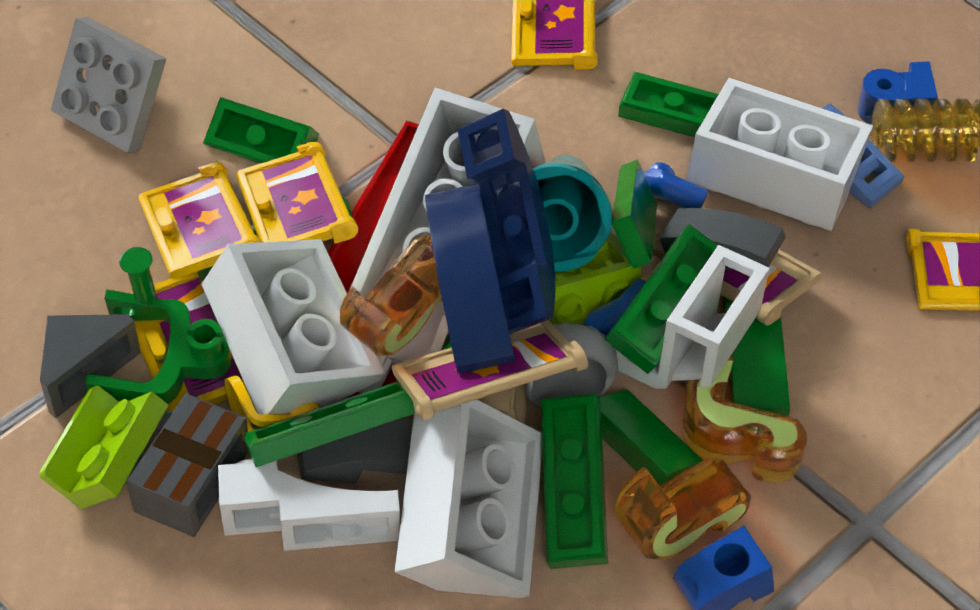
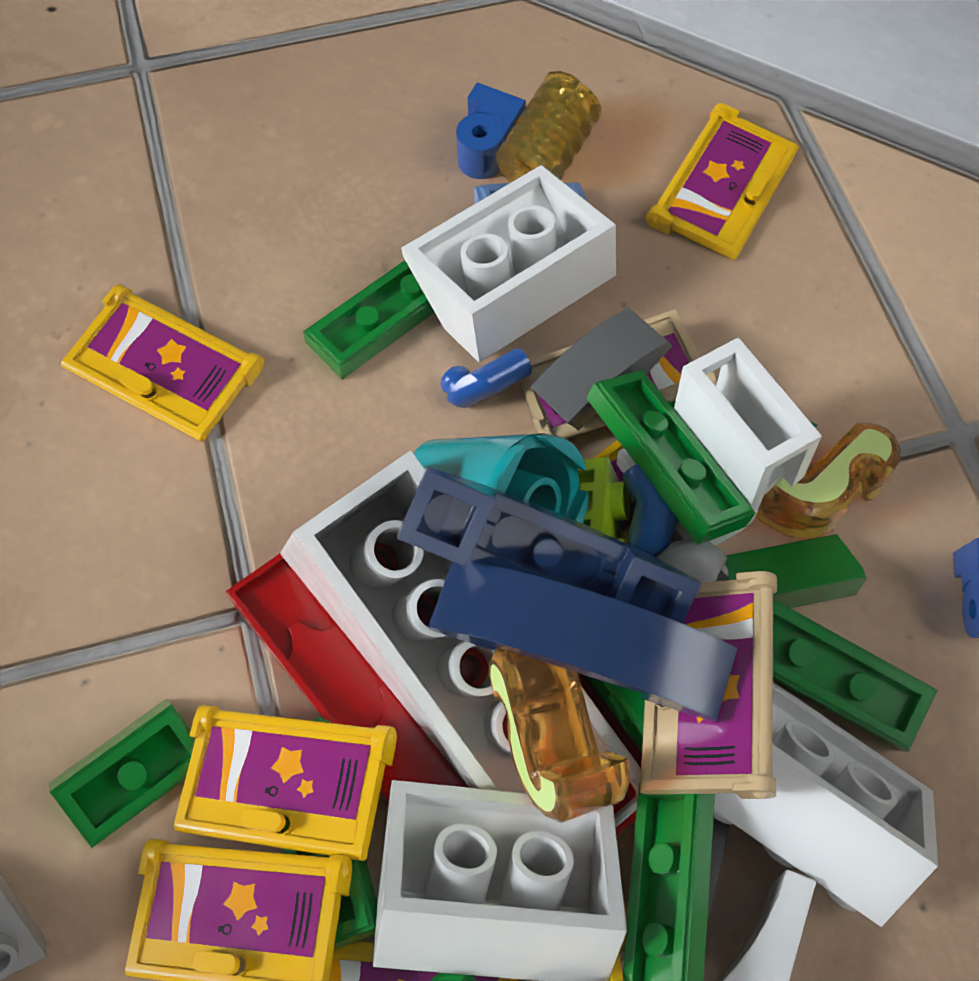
camera: 60 degrees left, 10 degrees up
(634, 214) = (514, 421): green tile -> none
(678, 513) = (907, 586): clear orange animal -> none

